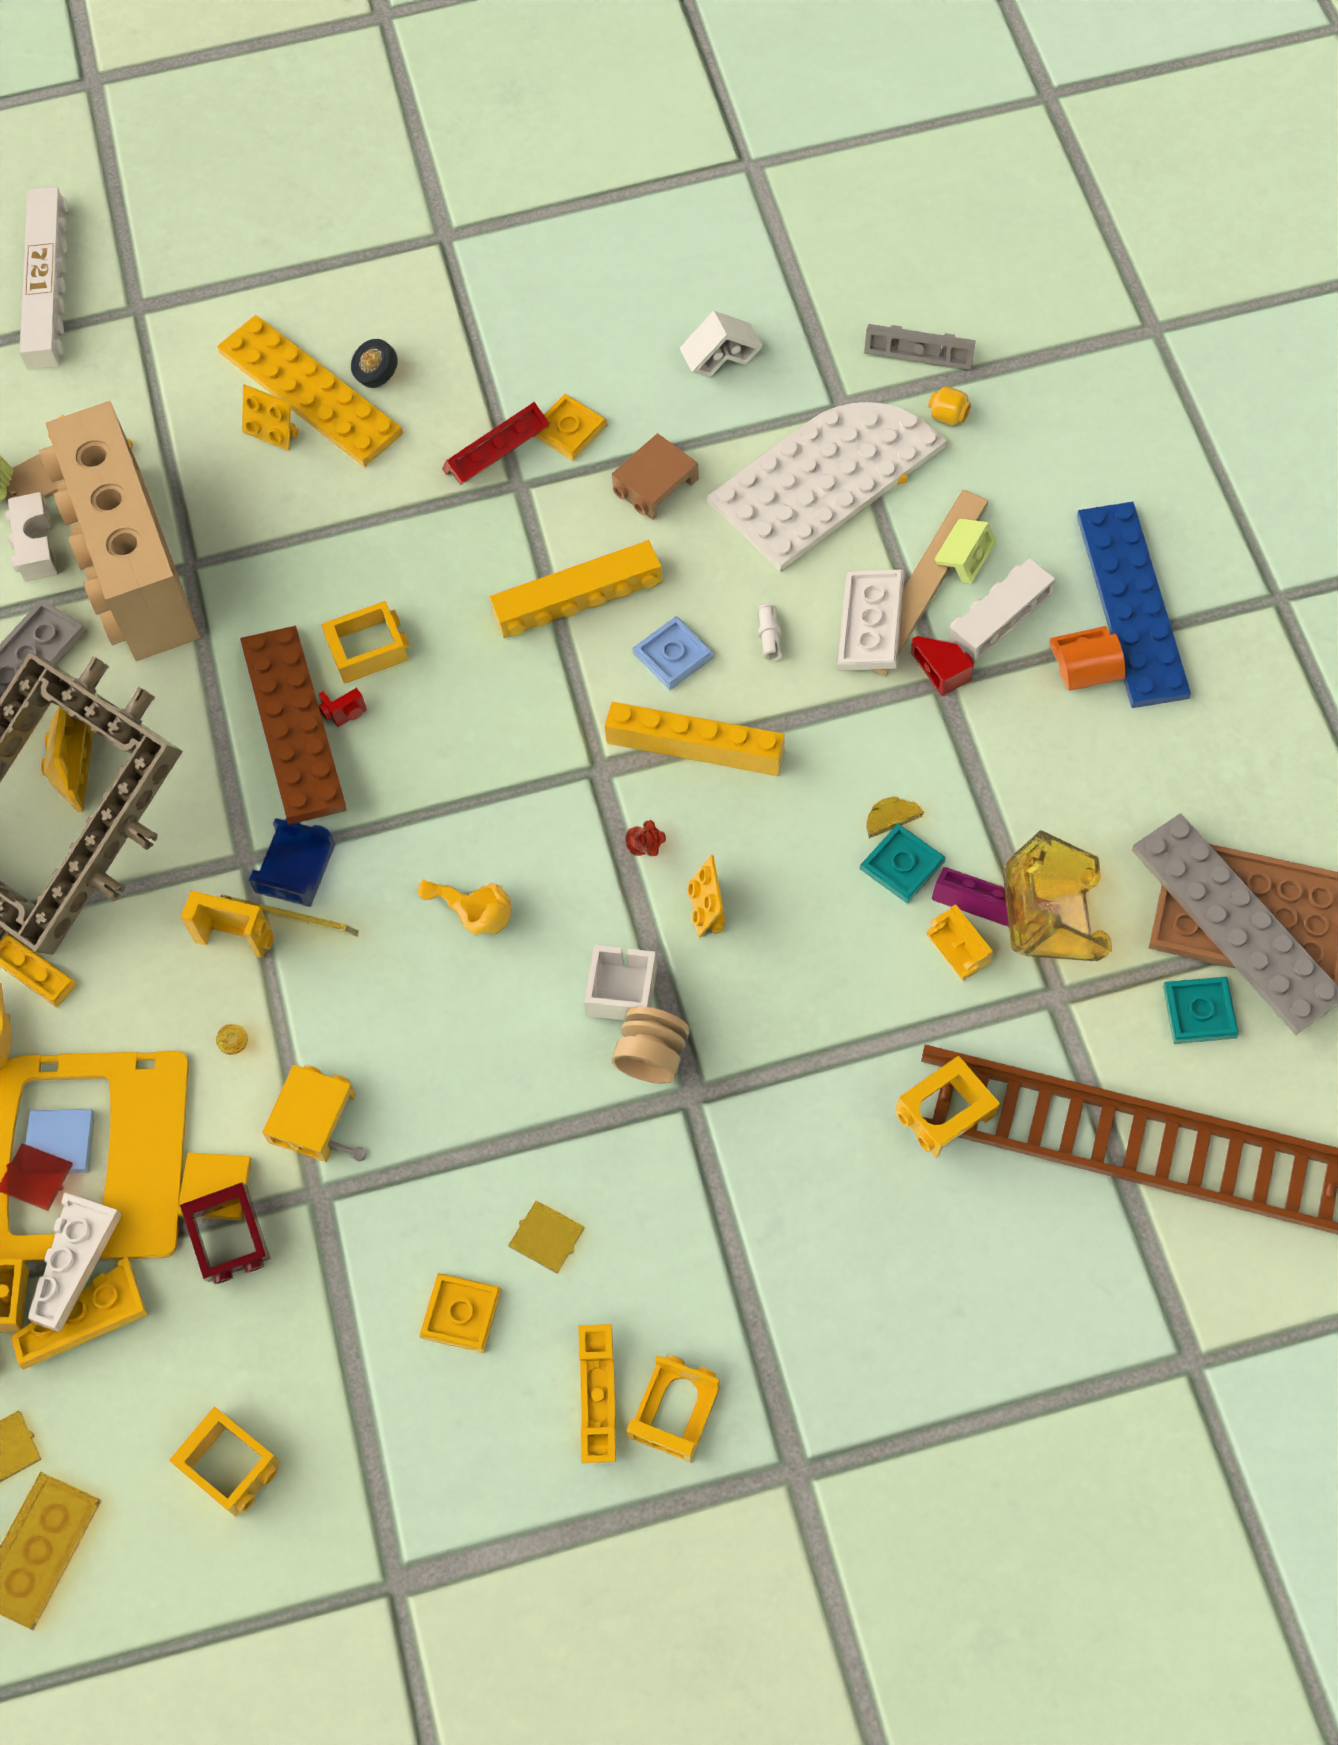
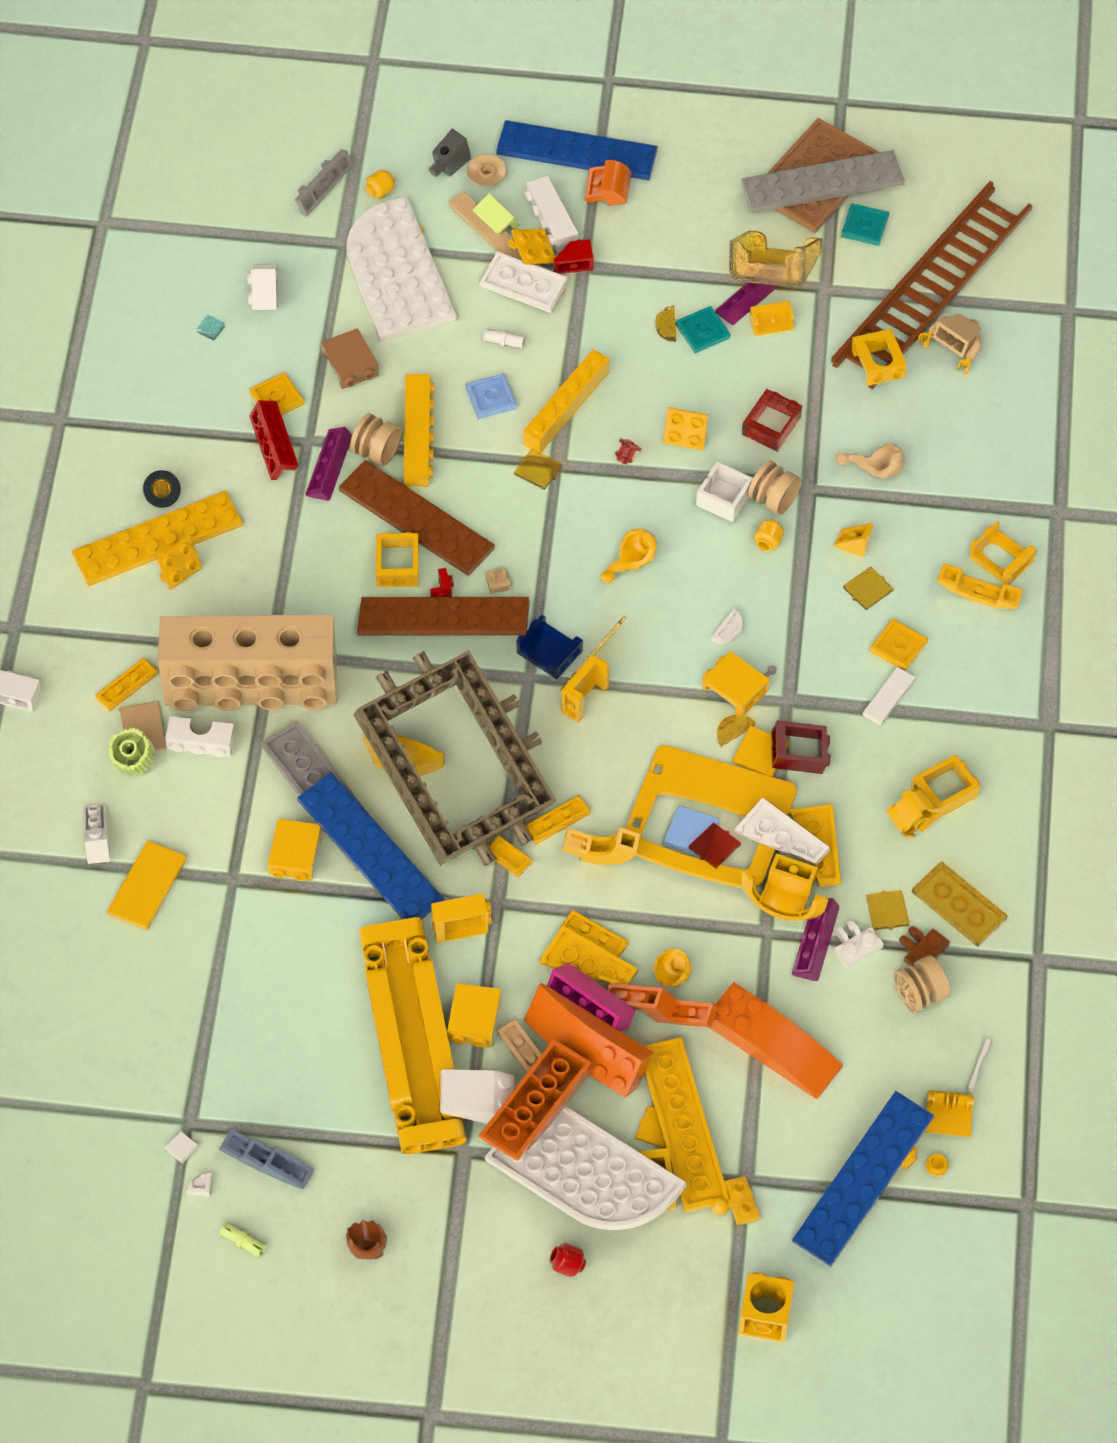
camera: 75 degrees left, 5 degrees down
(153, 1426) = (913, 813): none -> yellow brick
(227, 1032) = (662, 711): clear yellow plate -> none
(242, 1134) = (732, 727): none -> clear yellow tile
(365, 1328) = (889, 696): none -> white tile
(381, 766) = (498, 580): none -> tan tile
(408, 1075) = (729, 629): none -> white tile
(444, 643) = (415, 514): none -> dark orange plate
(490, 519) = (329, 464): none -> magenta slope
(530, 545) = (376, 439): none -> tan wheel
(578, 1069) = (769, 535): none -> yellow head
(579, 749) = (538, 469): none -> clear yellow piece
(616, 1188) = (855, 539): none -> yellow slope
(642, 323) = (210, 327): none -> clear light blue tile
(767, 1180) = (883, 463): none -> tan hair
(782, 979) = (763, 434): none -> clear red window
(928, 605) = (532, 246): none -> yellow hinge
(1033, 459) = (450, 154): none -> dark grey torso
(1038, 502) = (486, 170): none -> tan dish
(1046, 1208) = (956, 334): none -> tan torso

